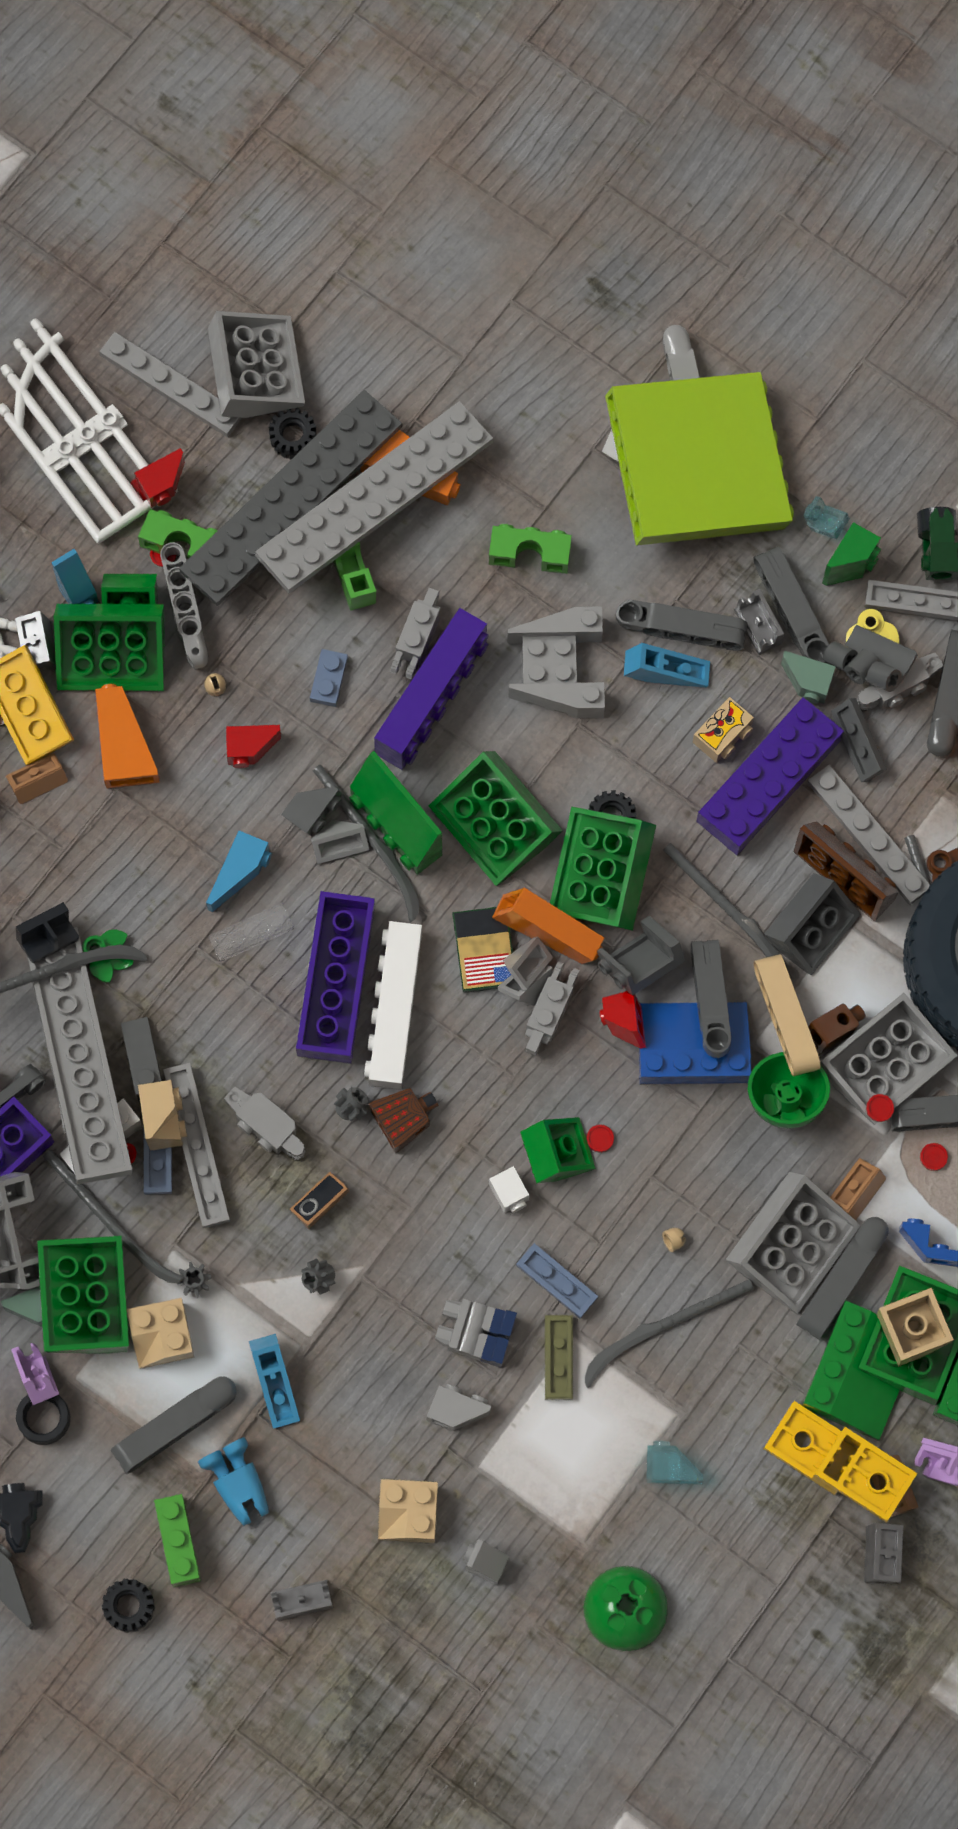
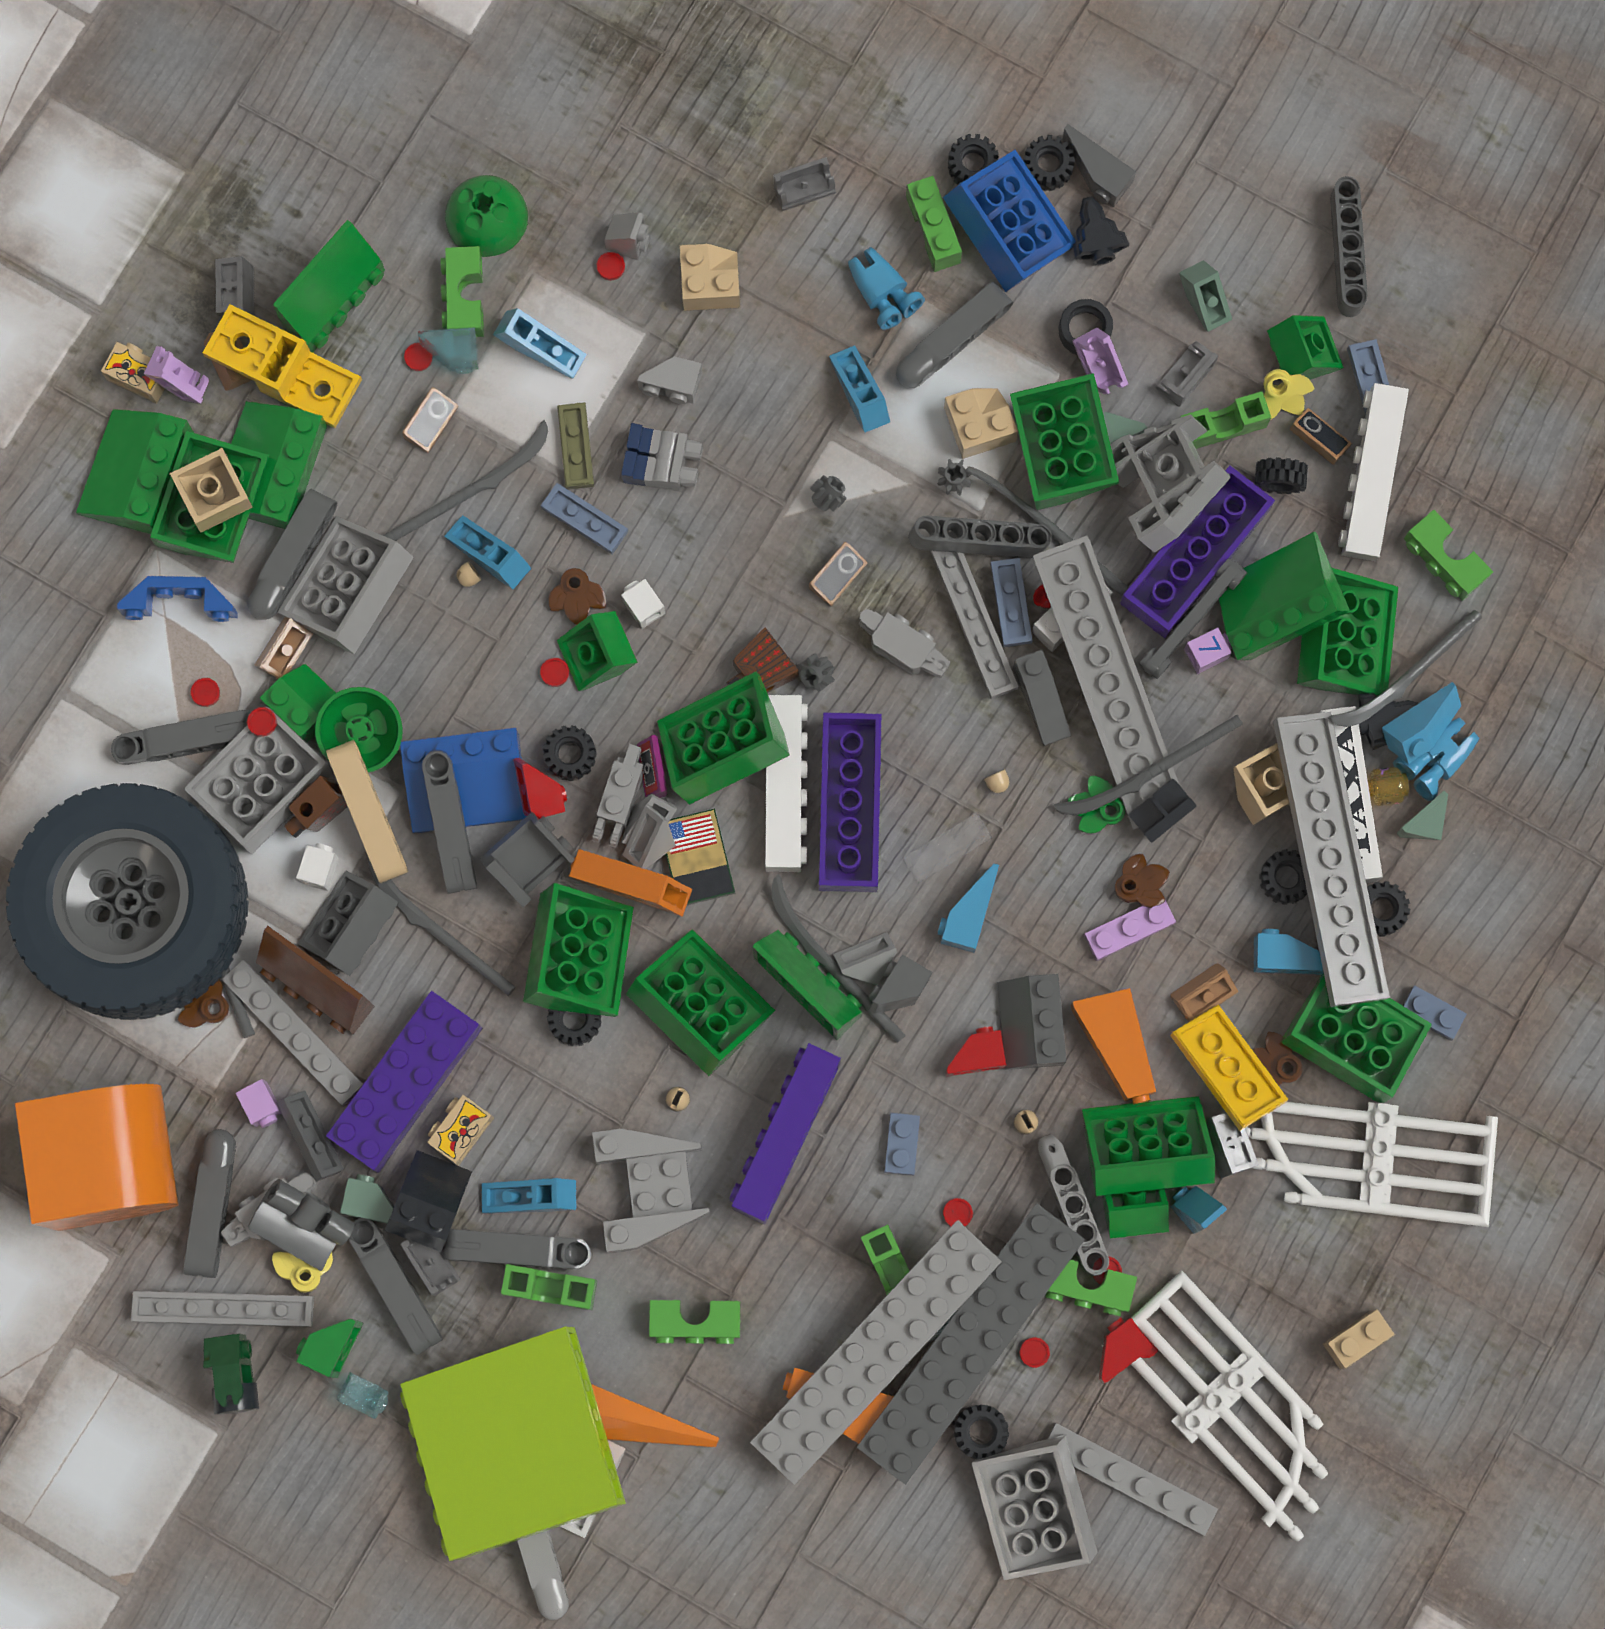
camera: 175 degrees right, 5 degrees up
(69, 1600) = (1059, 150): none -> black tyre
(73, 882) = (1145, 879): none -> reddish brown plate
(94, 841) = (1128, 929): none -> lavender plate
(100, 1531) = (1010, 220): none -> blue slope
(160, 1115) = (1011, 626): tan slope -> none
(165, 1212) = (968, 542): none -> dark grey beam
(195, 987) = (998, 782): none -> tan hinge
(196, 766) = (1032, 1022): none -> dark grey slope
(236, 494) = (1034, 1352): none -> red piece
(287, 615) = (957, 1210): none -> red piece
(417, 633) = (809, 1202): light grey hinge -> none
(448, 1047) = (722, 739): none -> green slope
(506, 1539) = (610, 266): none -> red piece
(516, 1028) = (653, 772): none -> slope
(530, 740) = (683, 1101): none -> tan hinge
(572, 1203) = (576, 600): none -> reddish brown plate
(583, 473) = (634, 1422): none -> orange wedge
(585, 1462) = (539, 342): none -> dark azure slope
(597, 1041) = (564, 736): none -> black tyre
(639, 584) = (549, 1287): none -> bright green arch
(653, 1257) = (488, 552): none -> dark azure slope
(659, 1499) = (462, 268): none -> bright green arch
(698, 1398) = (429, 420): none -> slope
(708, 1466) = (417, 357): none -> red piece
(755, 668) = (428, 1201): none -> black slope
(786, 1532) = (329, 287): none -> green slope
(836, 977) = (317, 866): none -> white brick
(841, 1132) = (298, 699): none -> green slope
(903, 772) = (259, 1104): none -> lavender brick

